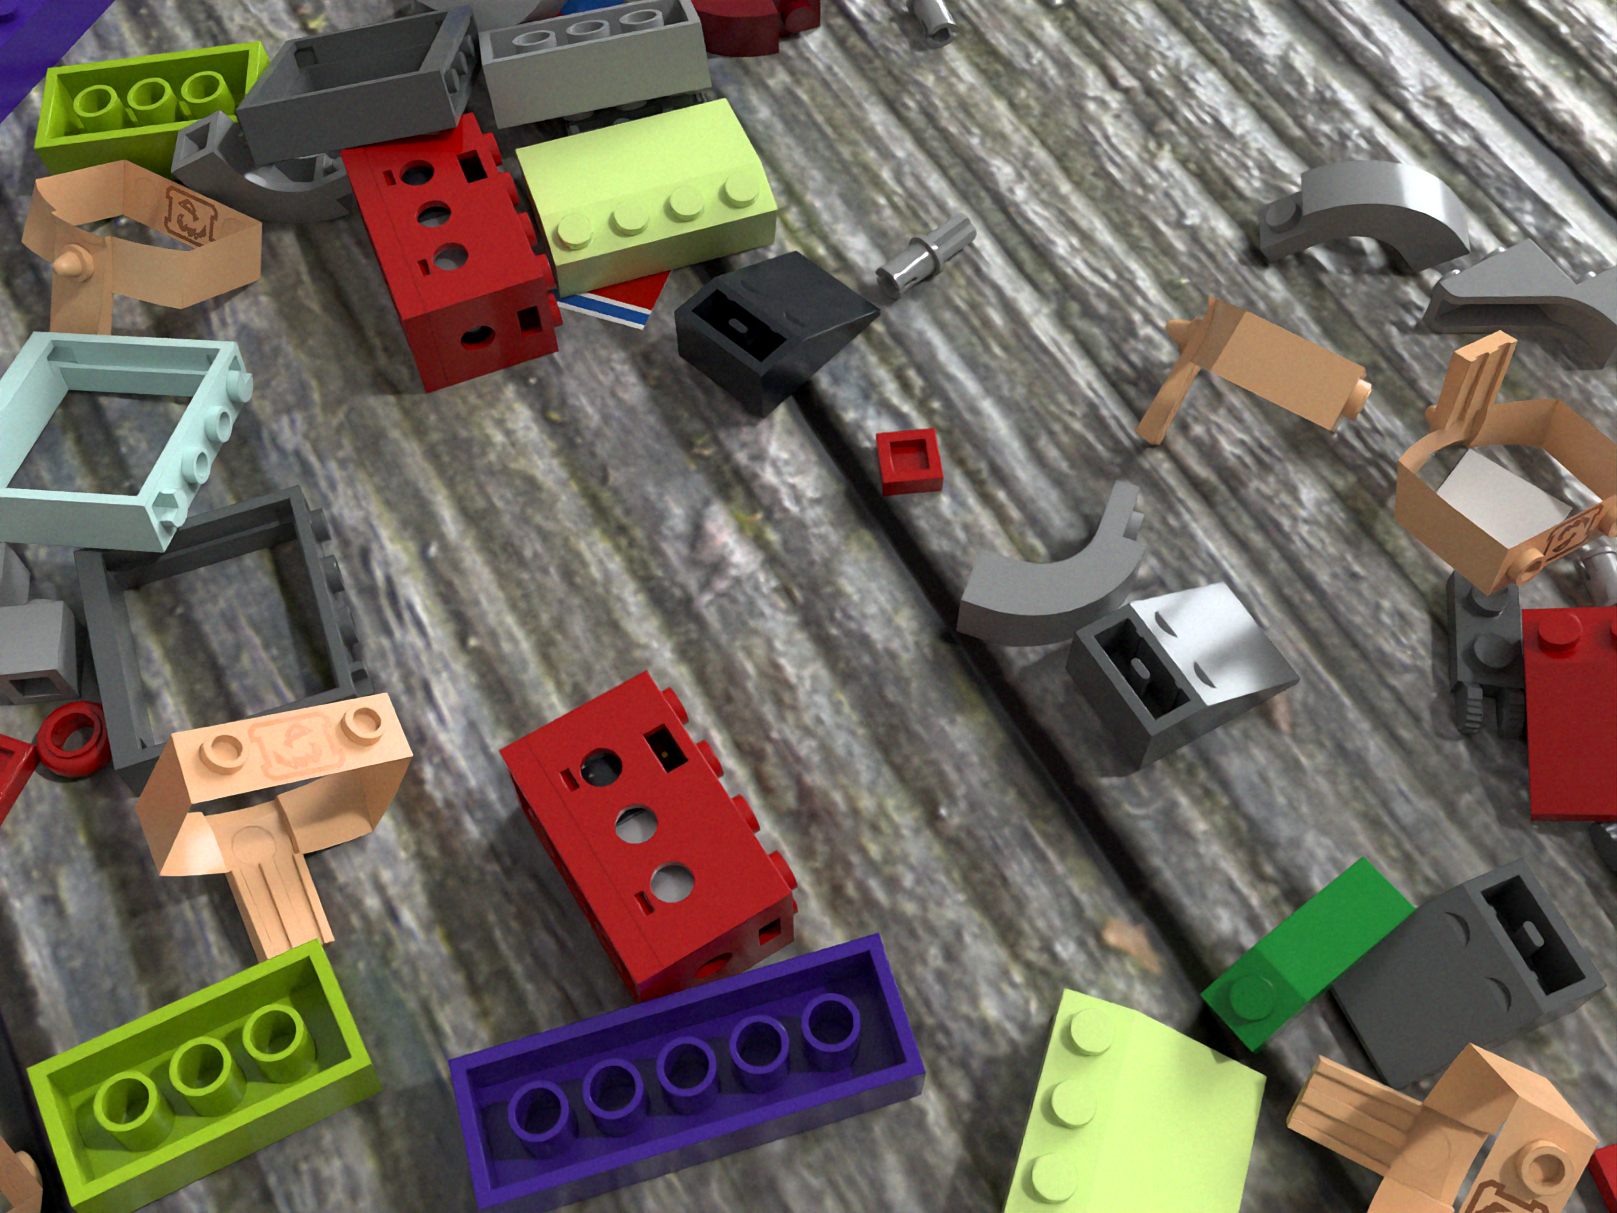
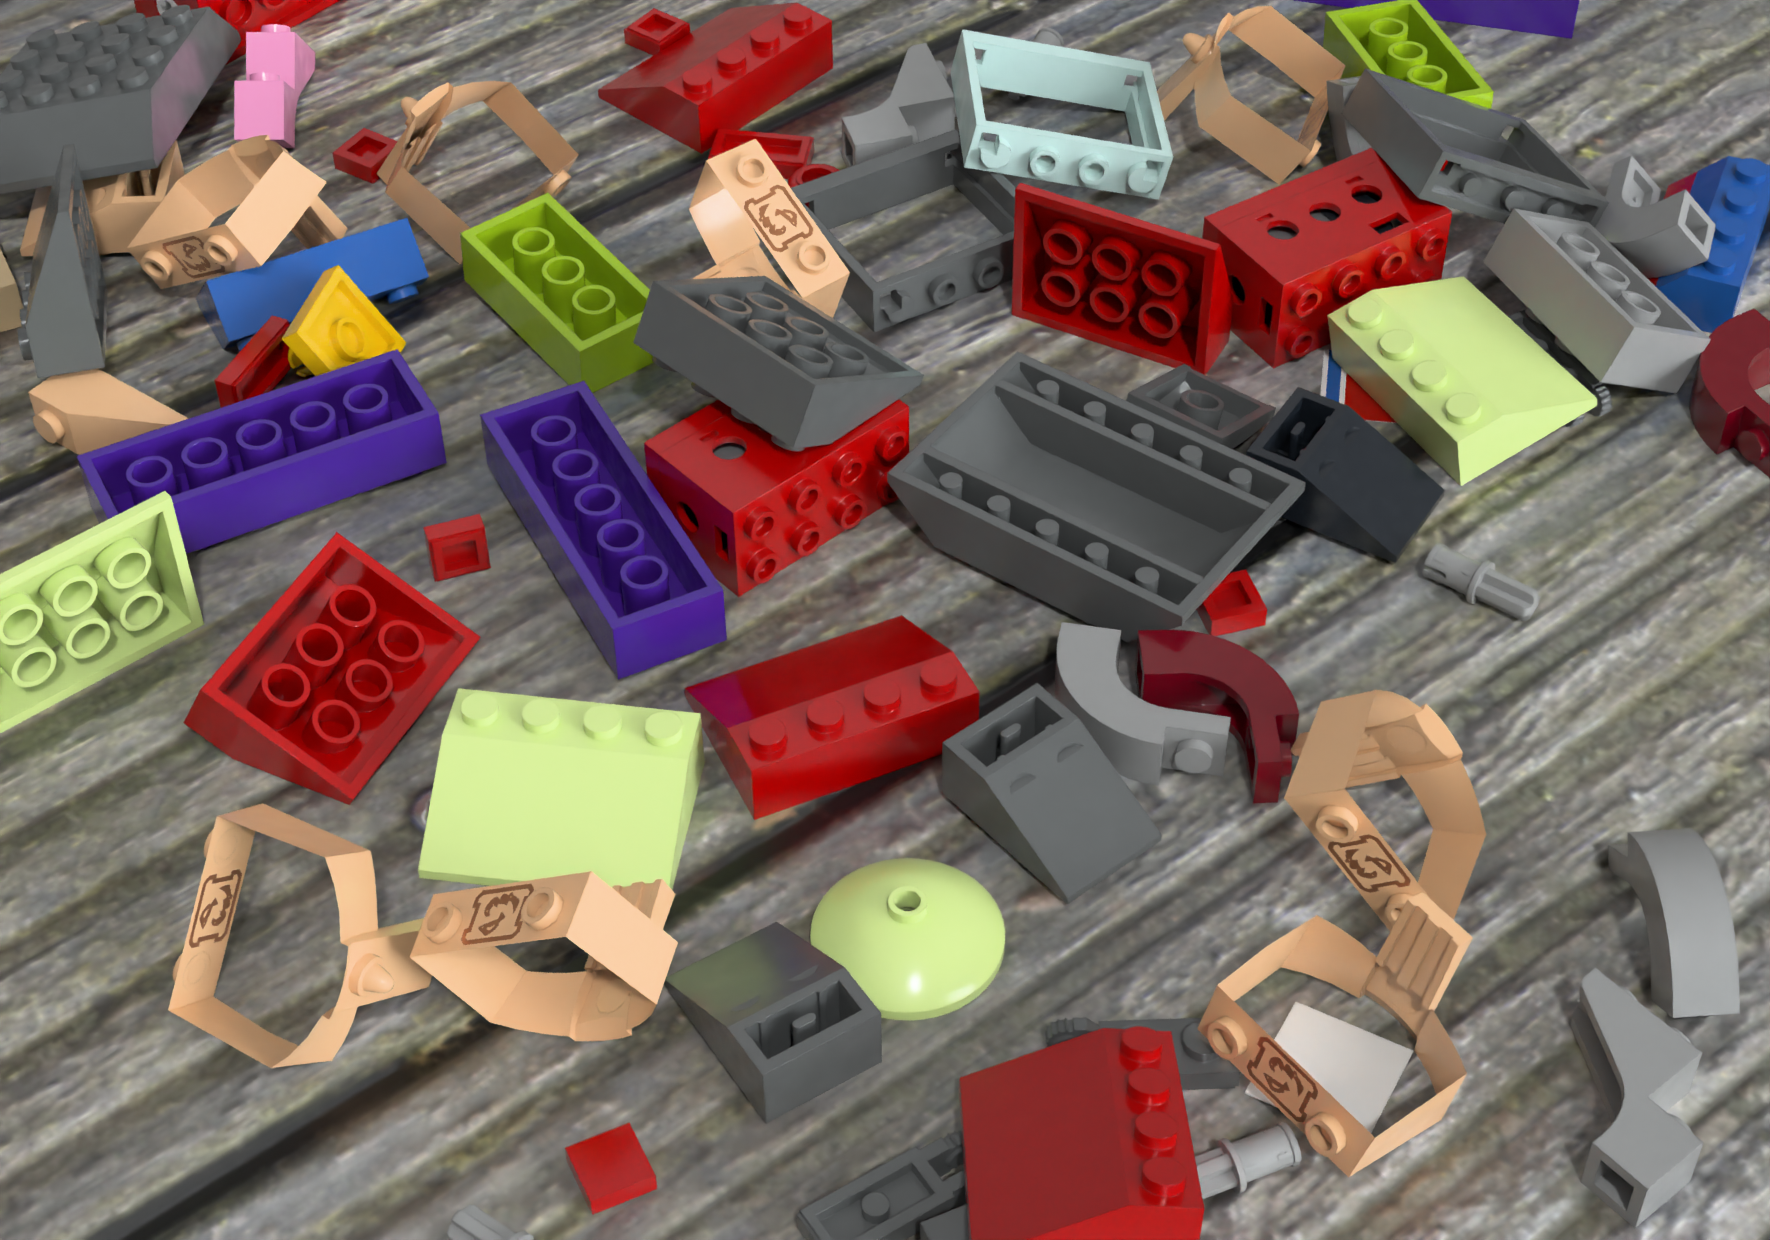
camera: 80 degrees right, 15 degrees down
(441, 441) = (1119, 280): none -> red slope
(549, 798) = (771, 357): none -> dark grey slope
(650, 424) = (1203, 405): none -> dark grey slope
(776, 535) = (1088, 498): none -> dark grey slope
(1013, 860) = (835, 713): none -> red slope
(1066, 468) = (1224, 679): none -> dark red arch
(1291, 849) = (916, 959): none -> yellowish green dish
(1307, 954) = (759, 879): green slope -> none

